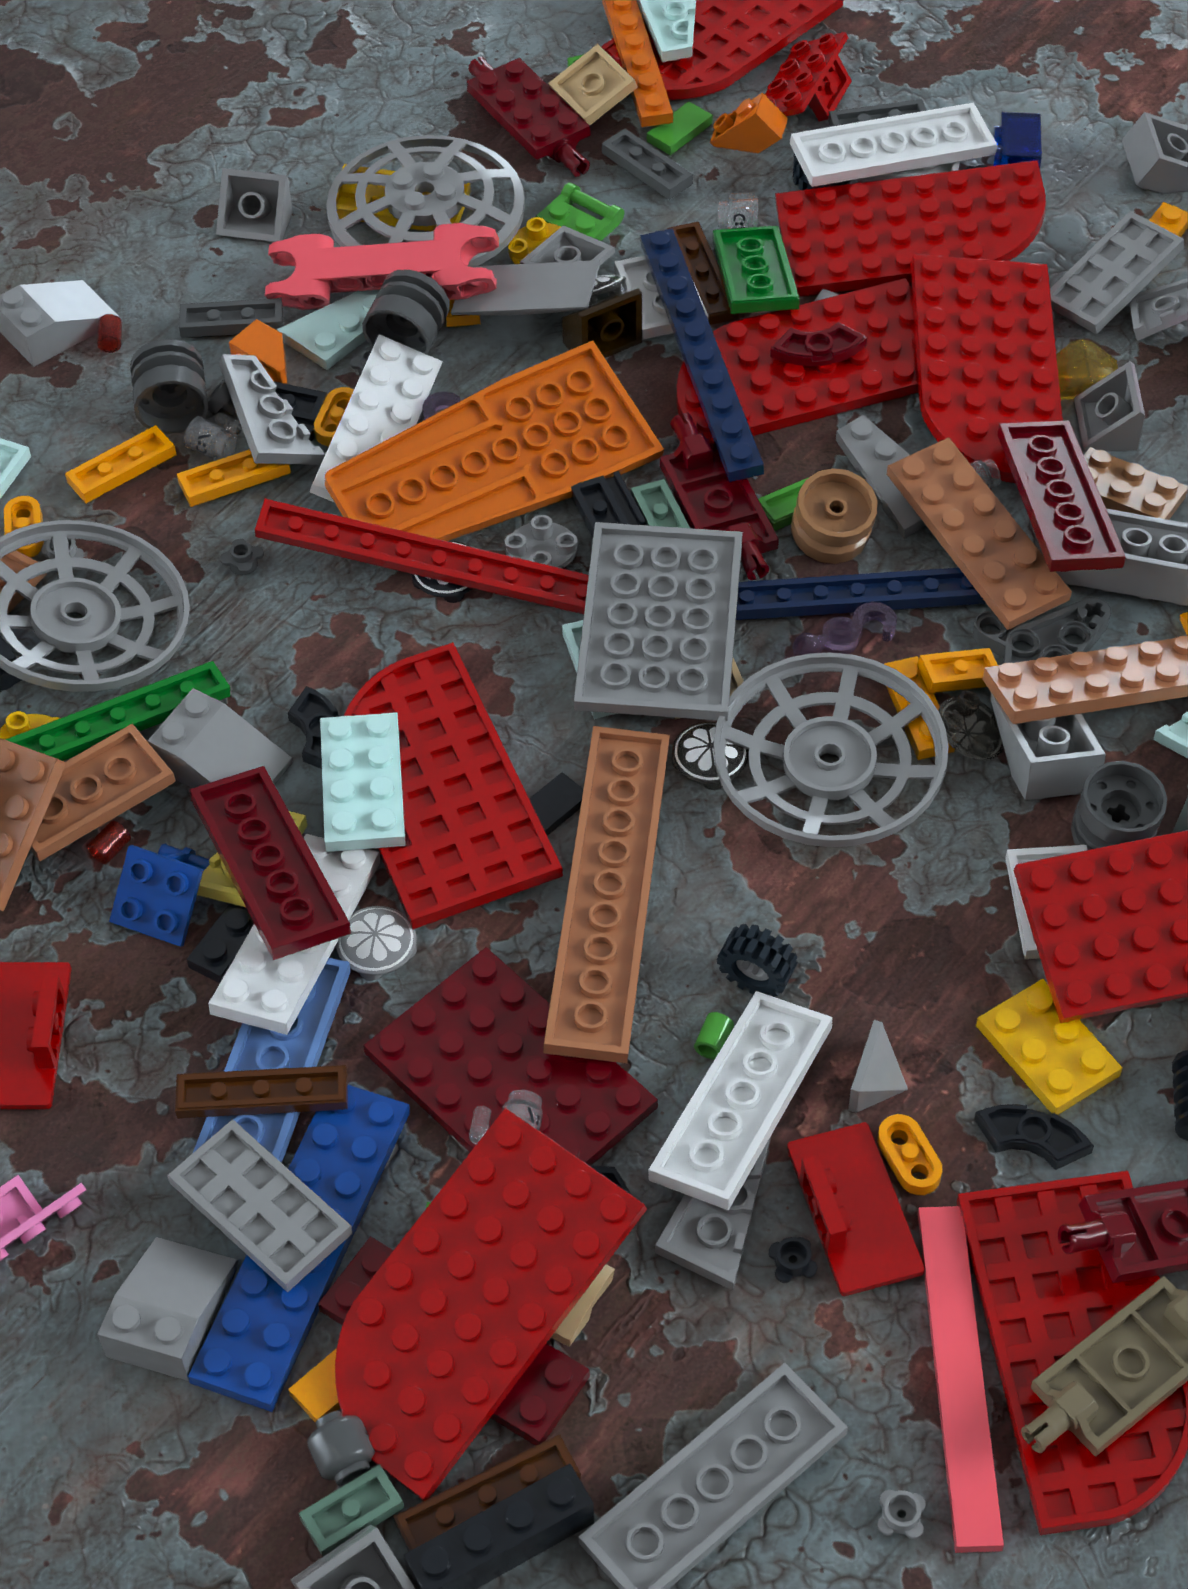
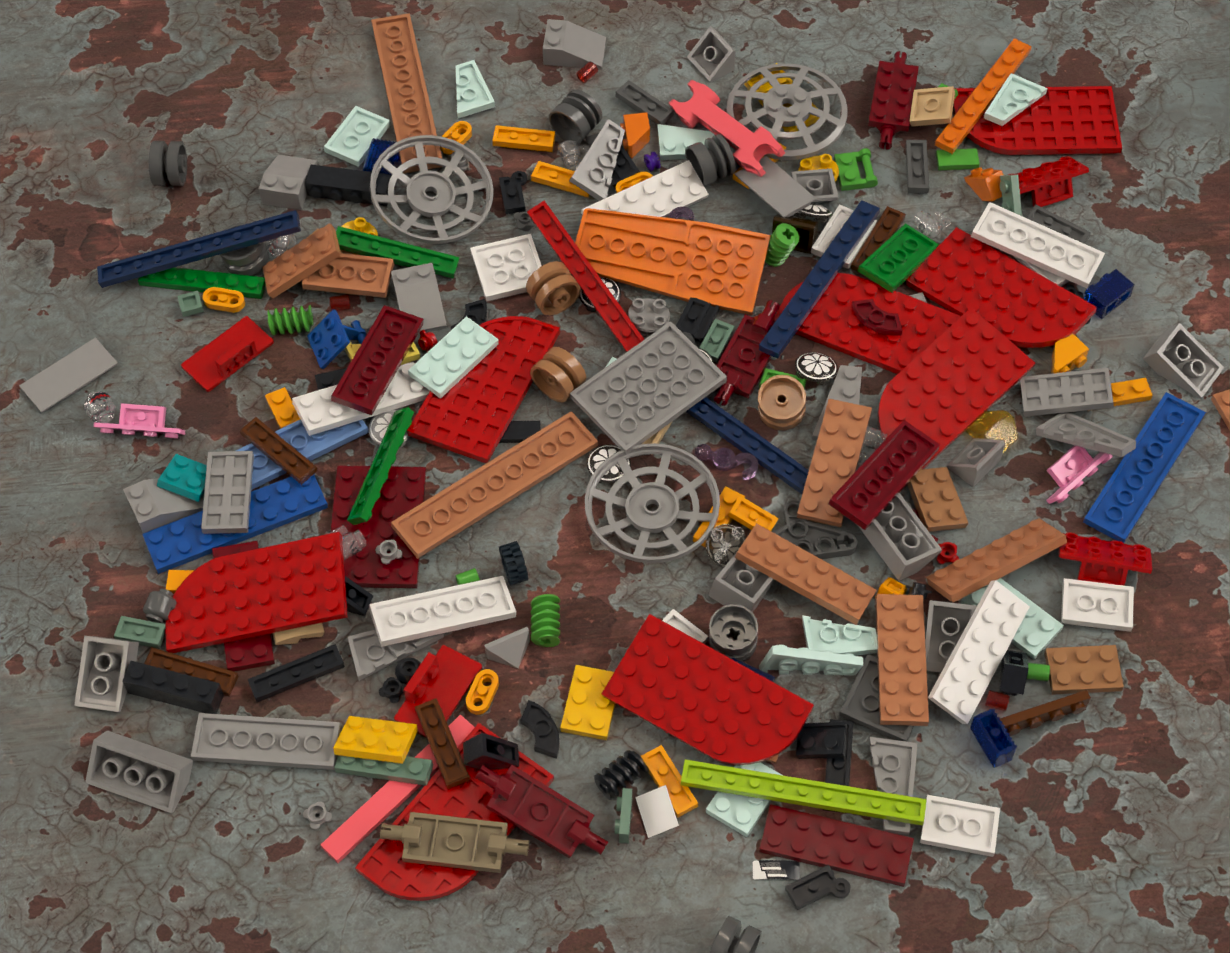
camera: 45 degrees right, 5 degrees up
(67, 913) = (290, 320): none -> bright green piece
(168, 1241) = (184, 477): none -> teal plate
(186, 536) = (512, 192): none -> black hinge
(191, 1040) = (282, 407): none -> light orange plate
(291, 626) = (505, 266): none -> white plate
(297, 787) = (427, 340): none -> red plate
(331, 370) = (651, 161): none -> dark purple bush
(393, 599) = (553, 288): none -> medium nougat wheel
(438, 990) = (380, 466): none -> green plate
(529, 692) = (558, 374): none -> medium nougat wheel
(579, 1075) = (388, 545): none -> light grey plate
(615, 338) = (781, 244): none -> bright green piece
(641, 1358) = (296, 673): none -> black plate
(779, 1227) = (404, 665): none -> black plate
(795, 109) = (1010, 193): none -> sand green plate
(814, 453) = (816, 367): none -> clear smoke dish
(862, 1338) = (375, 739): none -> yellow plate
(878, 999) = (545, 620): none -> bright green piece
(910, 1363) = (411, 771): none -> sand green plate
(950, 1261) = (442, 743): none -> reddish brown tile
(1030, 1213) = (491, 752): none -> black slope
(1061, 238) = (1068, 354): none -> light orange slope

